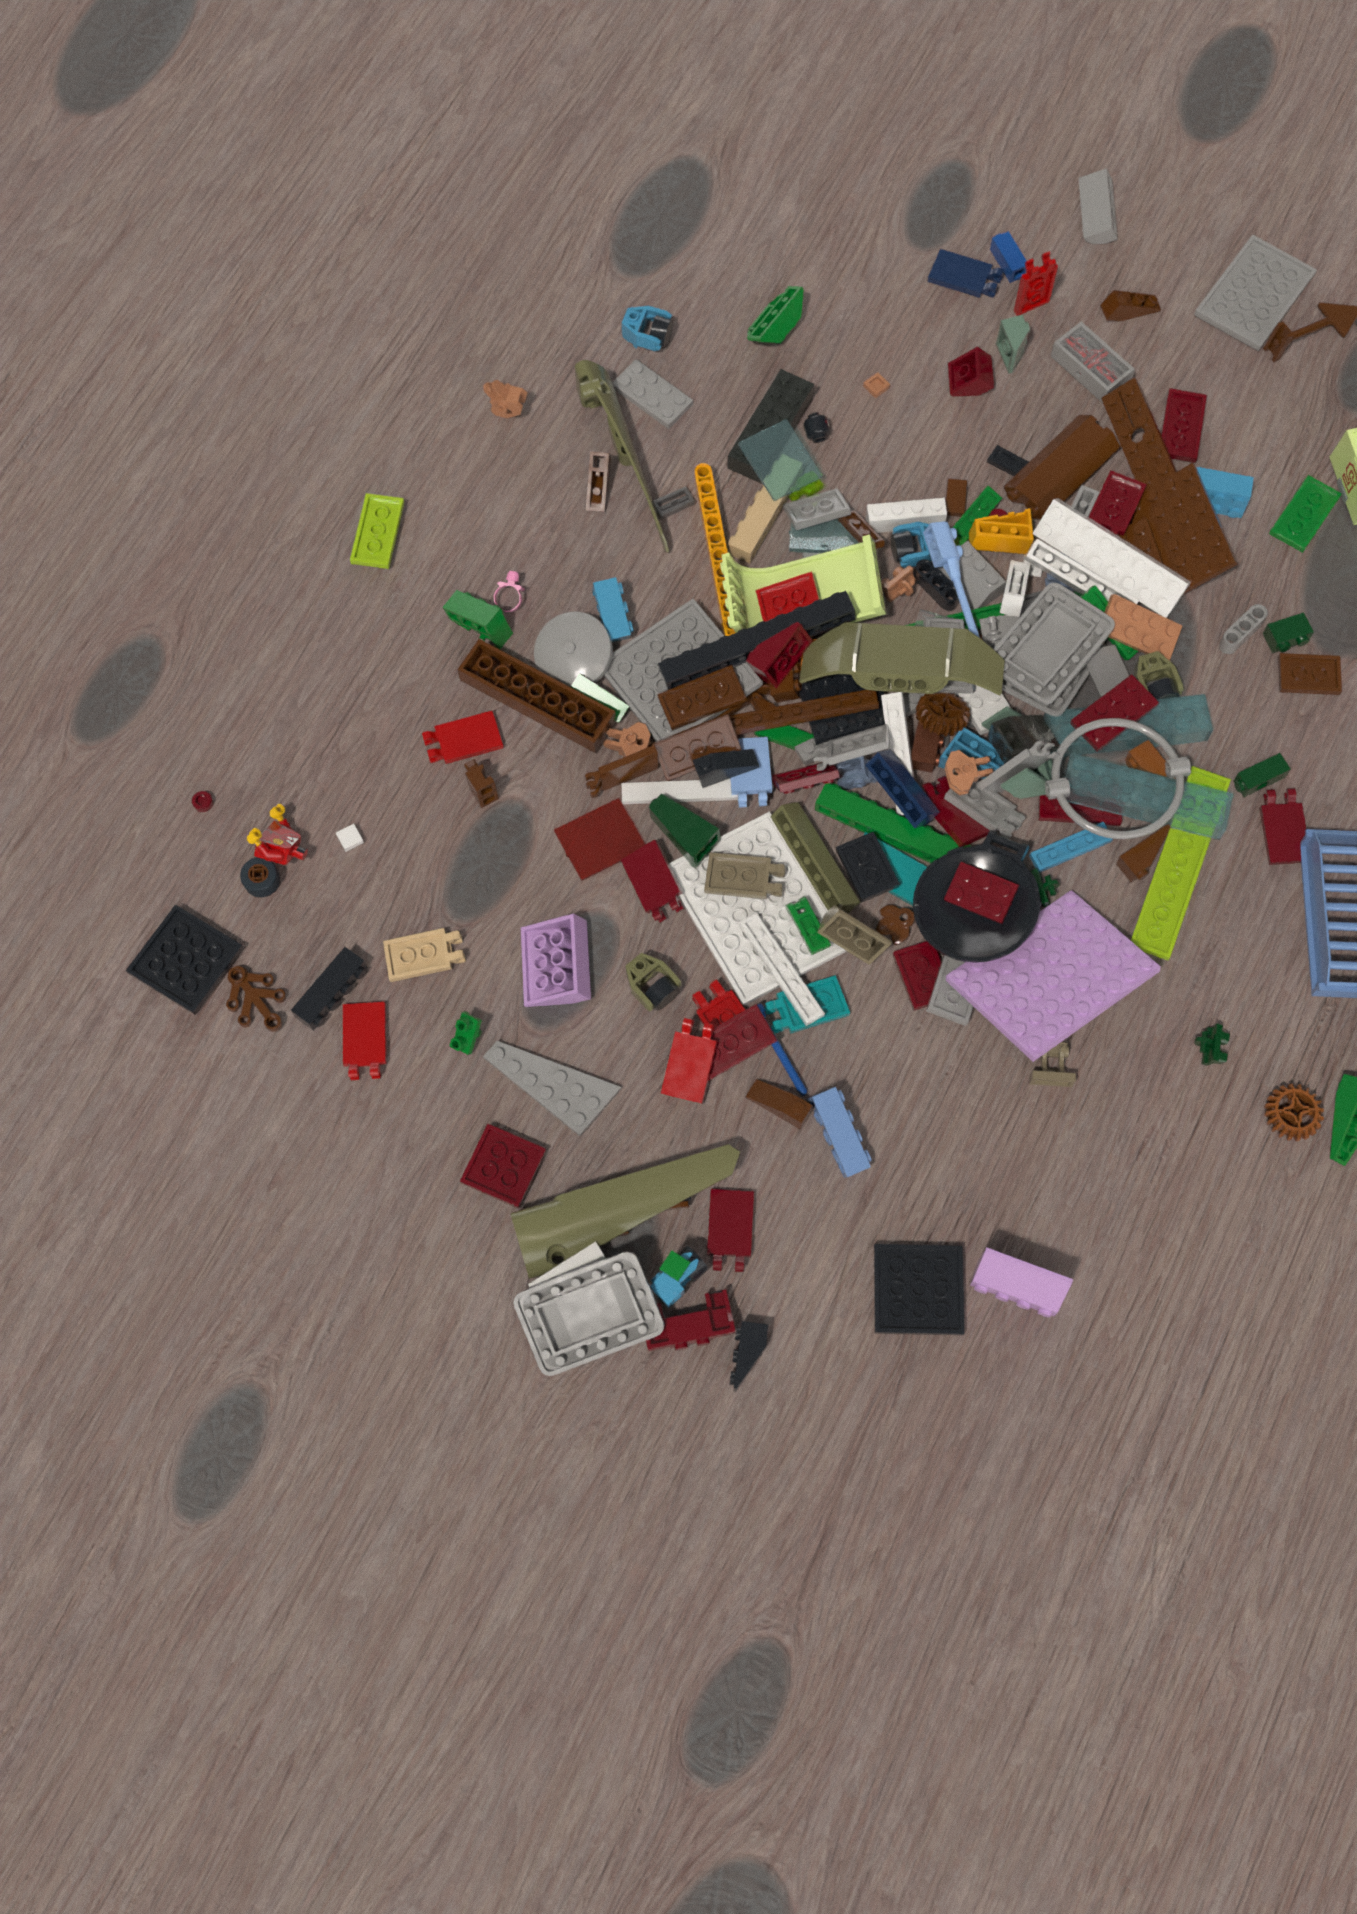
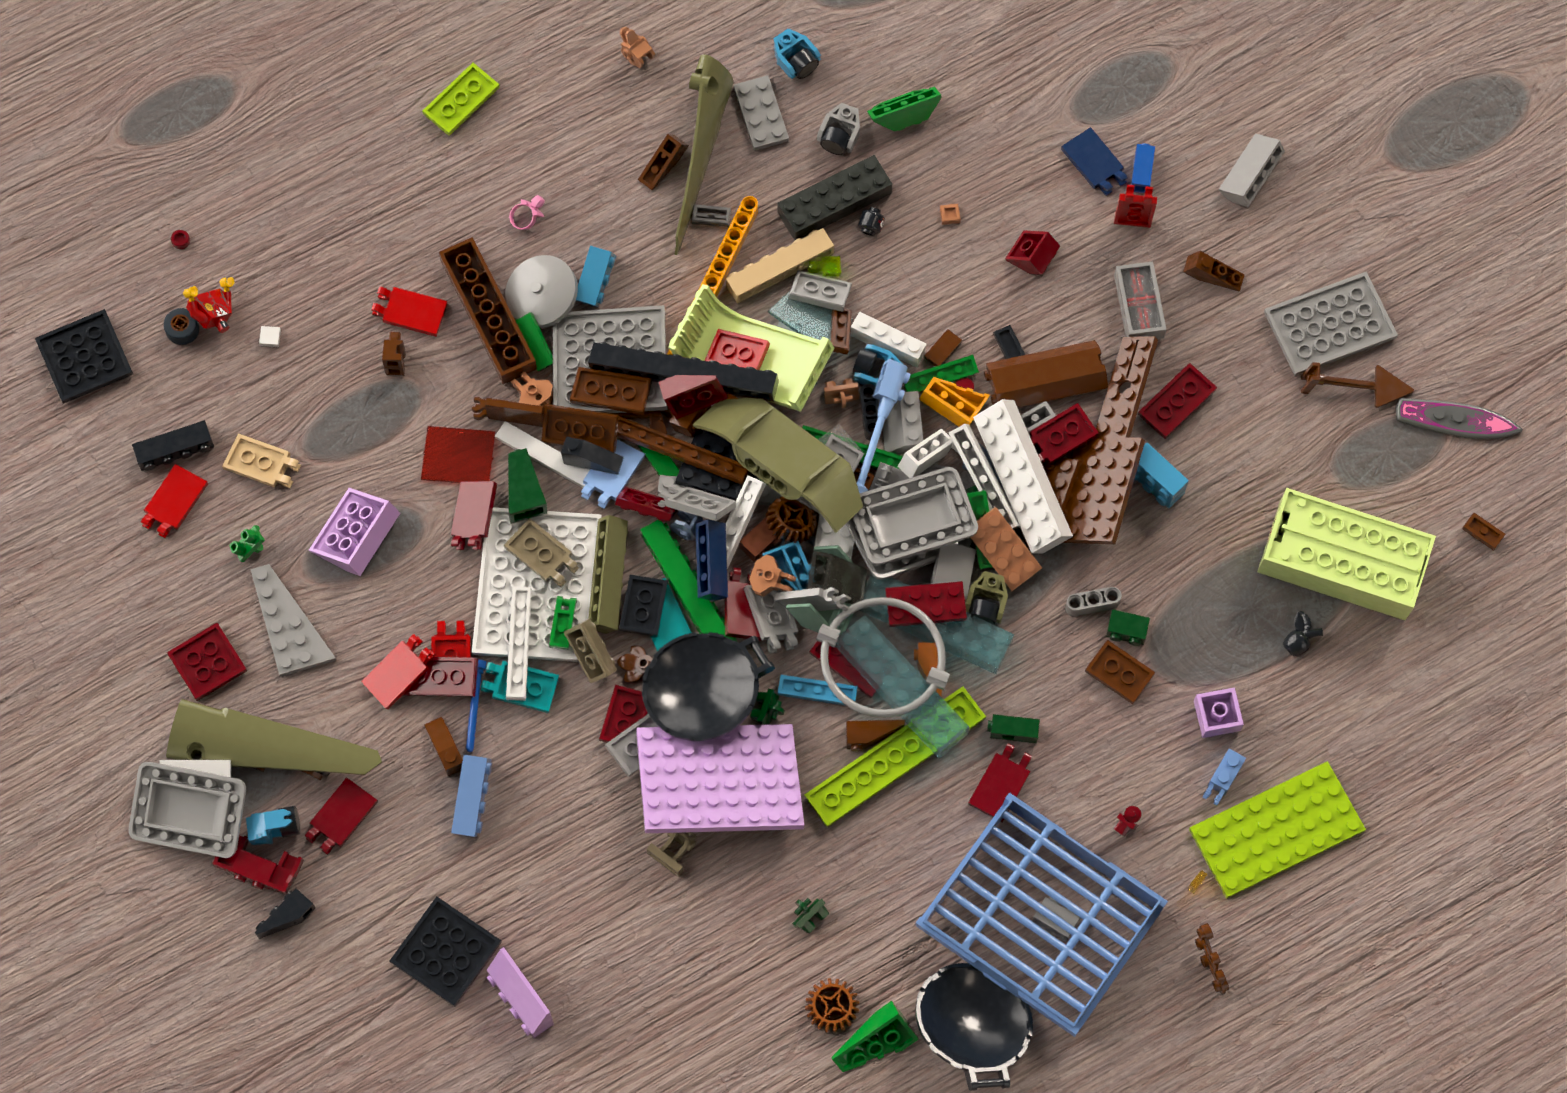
camera: 30 degrees right, 0 degrees up
(253, 995) = (114, 416): reddish brown plant -> none
(479, 616) = (488, 219): green wedge -> none
(662, 992) = (413, 604): olive piece -> none
(674, 1266) = (270, 814): green tile -> none
(734, 374) = (834, 138): none -> light grey piece
(780, 460) = (815, 232): clear light blue piece -> none
(981, 893) = (711, 681): dark red plate -> none
(1012, 340) = (1087, 244): sand green slope -> none
(1305, 513) = (1224, 537): green tile -> none

